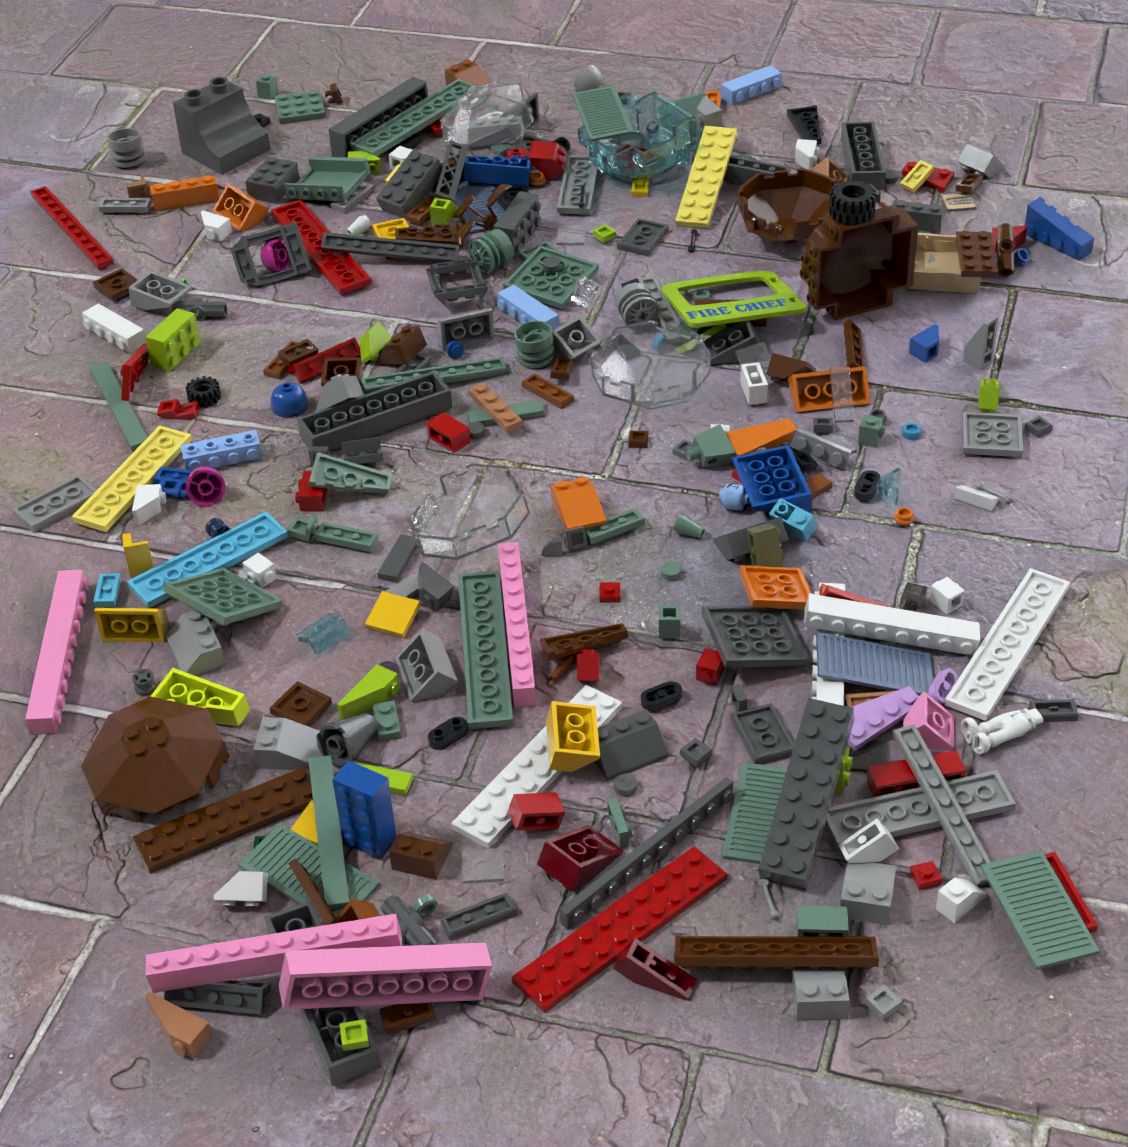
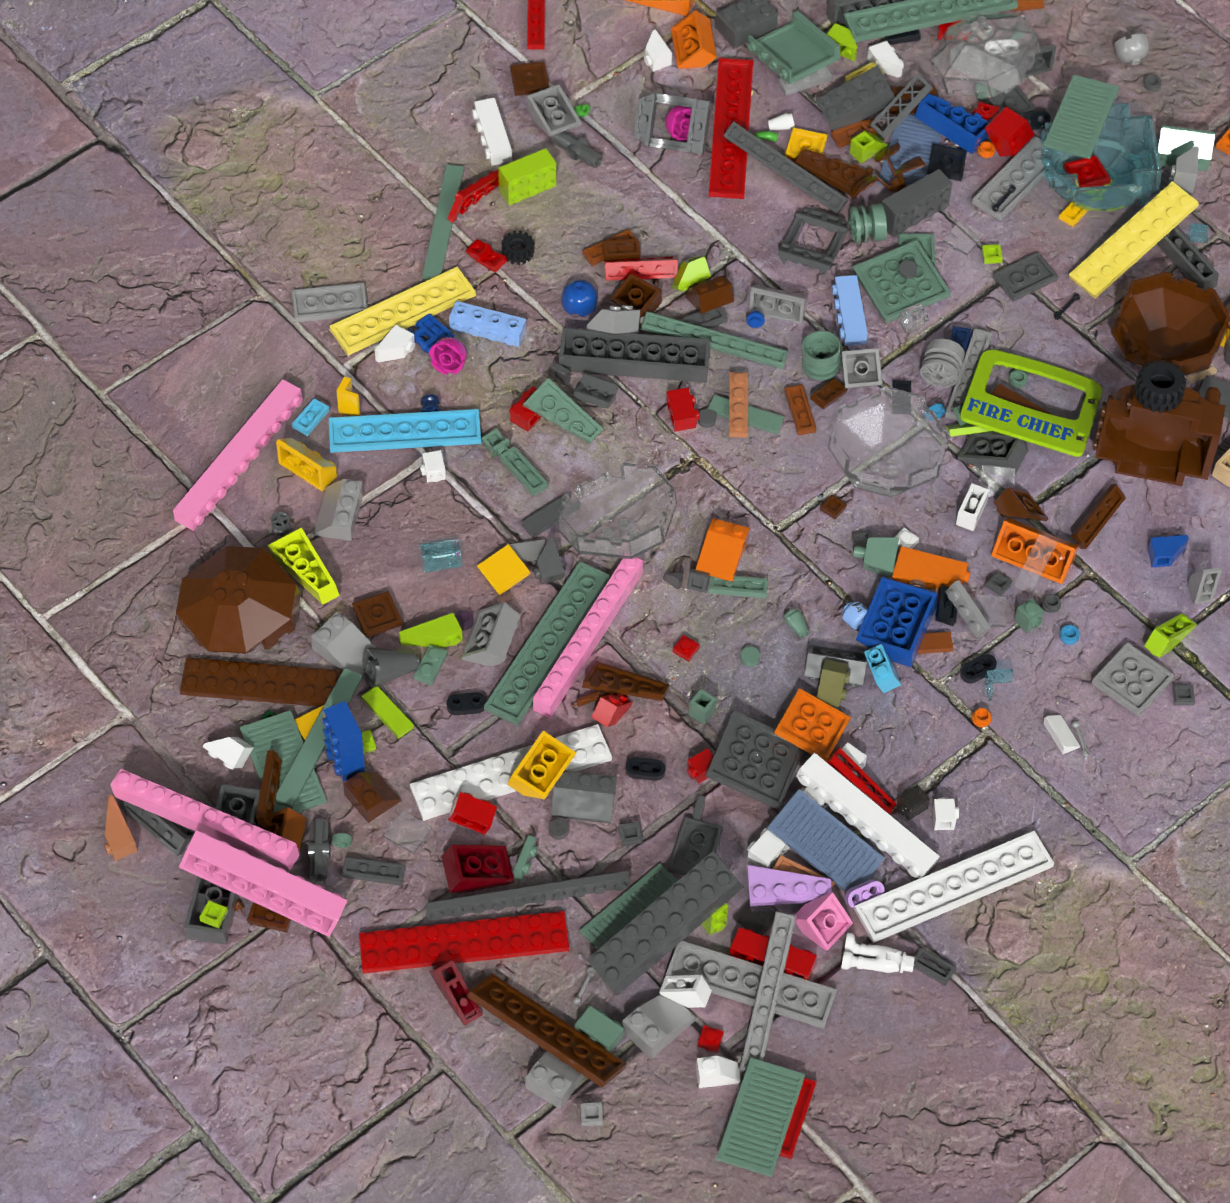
camera: 30 degrees right, 15 degrees up
(222, 596) = (385, 478): sand green plate -> none

